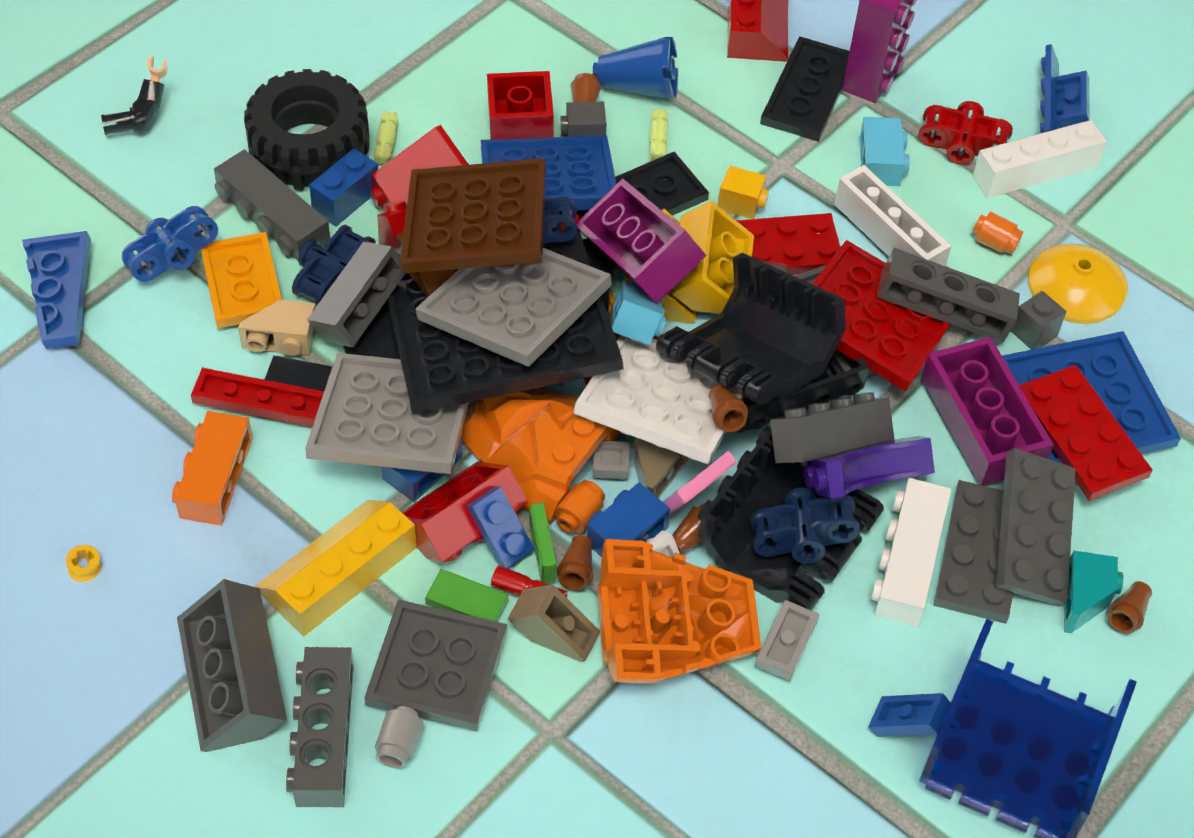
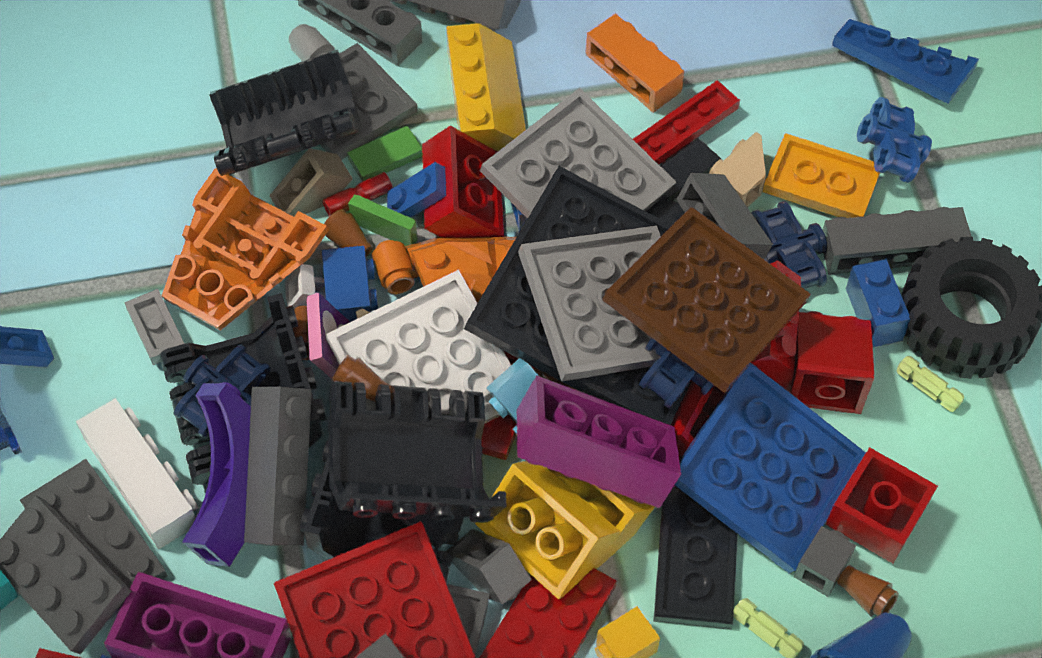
camera: 130 degrees right, 5 degrees up
(519, 661) = (284, 112): none -> black hinge

